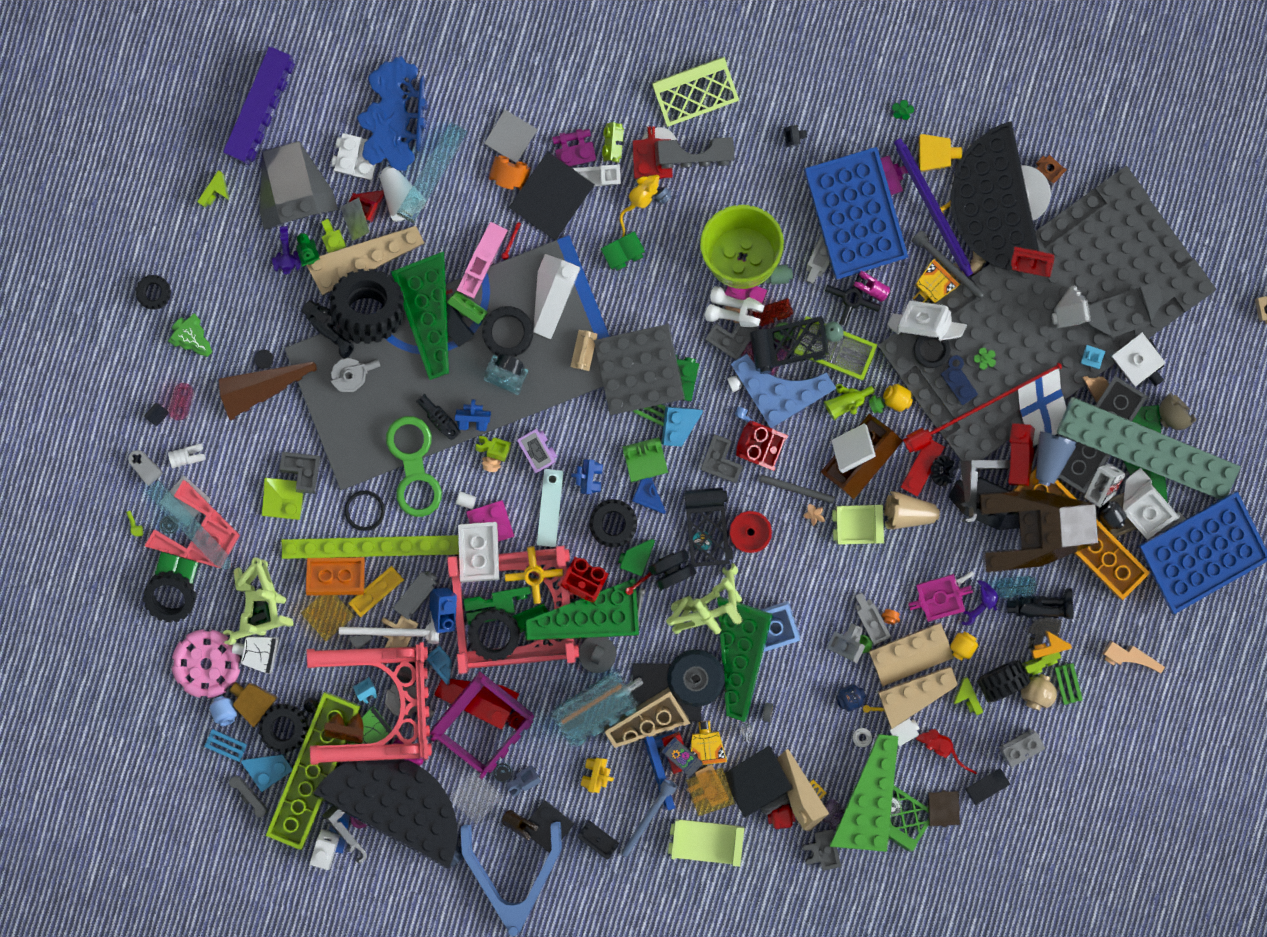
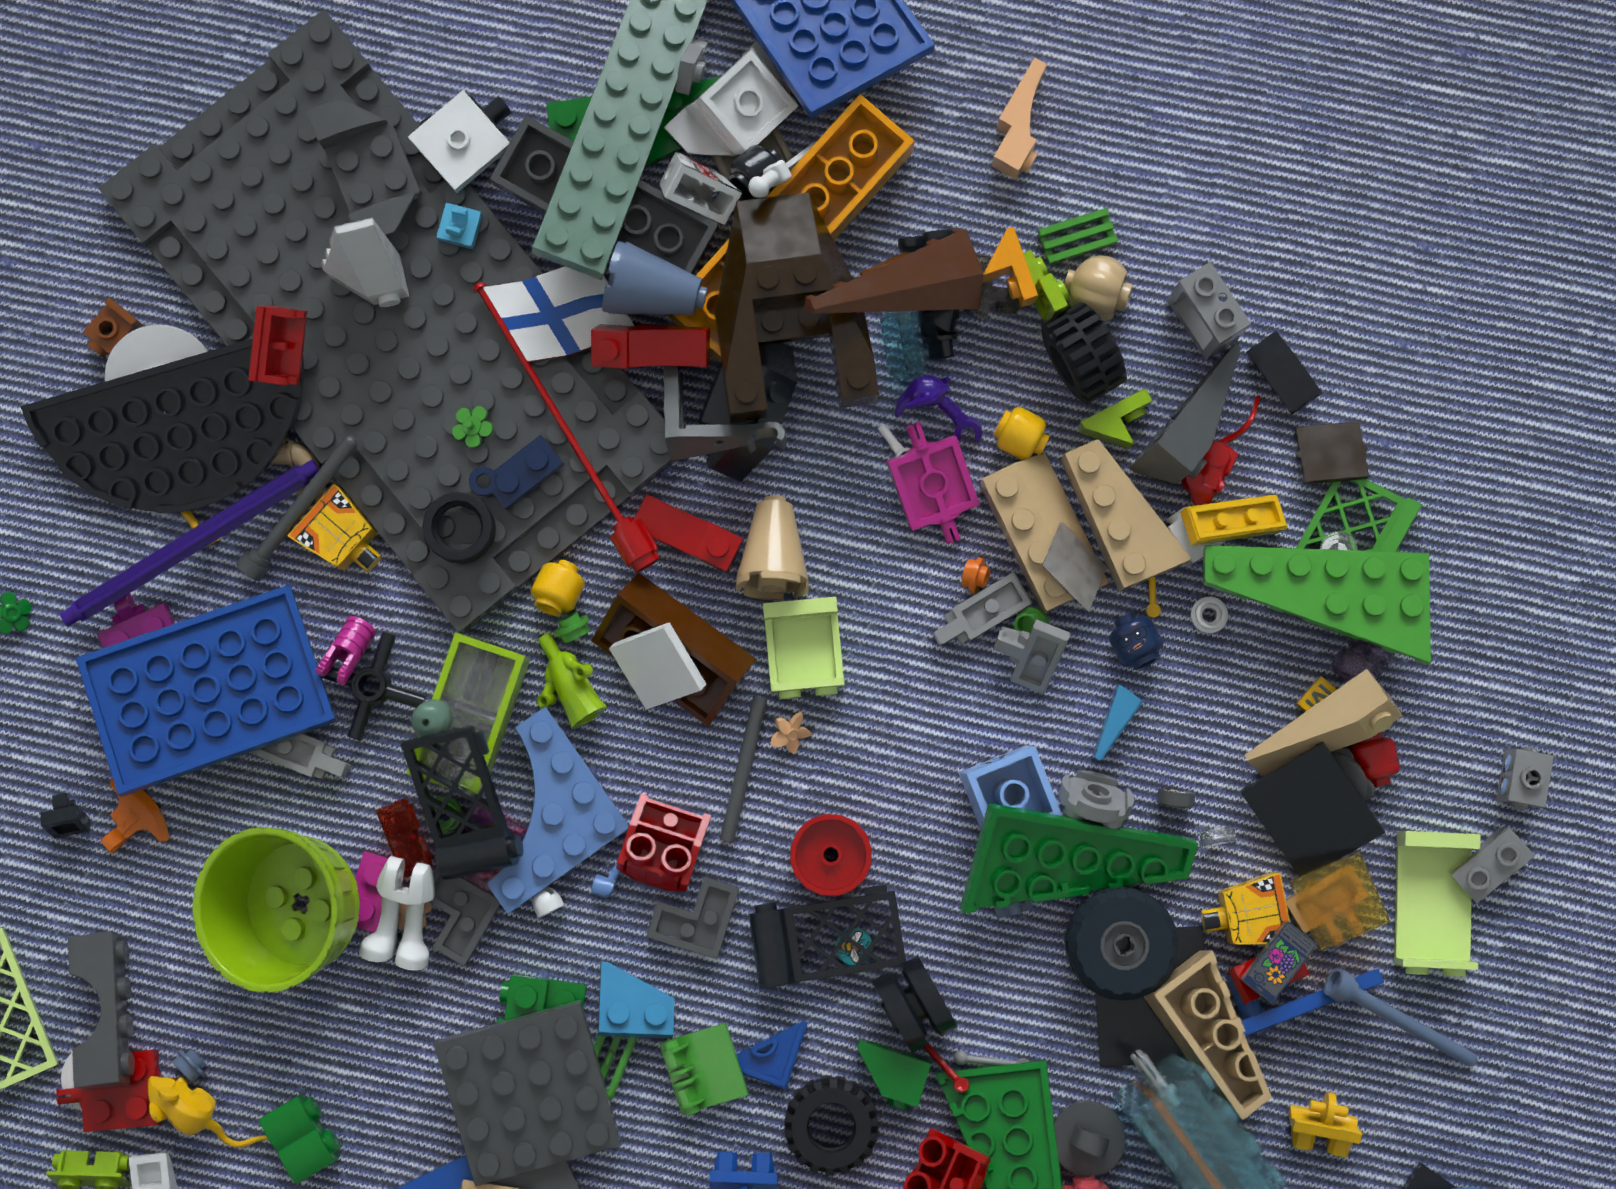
camera: 90 degrees left, 5 degrees down
(598, 840) = (1451, 1115): black hinge -> none
(703, 614) = (998, 938): yellowish green piece -> none
(724, 872) = (1492, 864): none -> light grey plate
(761, 887) = (1514, 785): none -> light grey head
(771, 670) = (1095, 798): none -> light grey plate
(781, 275) = (334, 827): sand green brick -> none
(793, 170) = (135, 814): none -> orange piece
(815, 687) = (1120, 712): none -> dark azure slope
(822, 852) = (1437, 678): dark grey plate -> none
(891, 668) = (1074, 566): none -> flat silver sticker
(911, 753) = (1233, 519): none -> yellow tile
(926, 320) = (401, 540): white piece -> none
(936, 152) = (88, 544): yellow torso -> none
(937, 470) = (691, 504): black gear -> none
(954, 730) = (1190, 434): none -> dark grey wedge
(1046, 603) = (931, 278): none -> reddish brown wedge
(1096, 386) = (516, 218): light nougat tile -> none
(1109, 527) = (774, 175): none -> white sword
(1171, 484) = (691, 66): none -> light grey plate
(1175, 413) = (559, 70): dark tan cylinder -> none

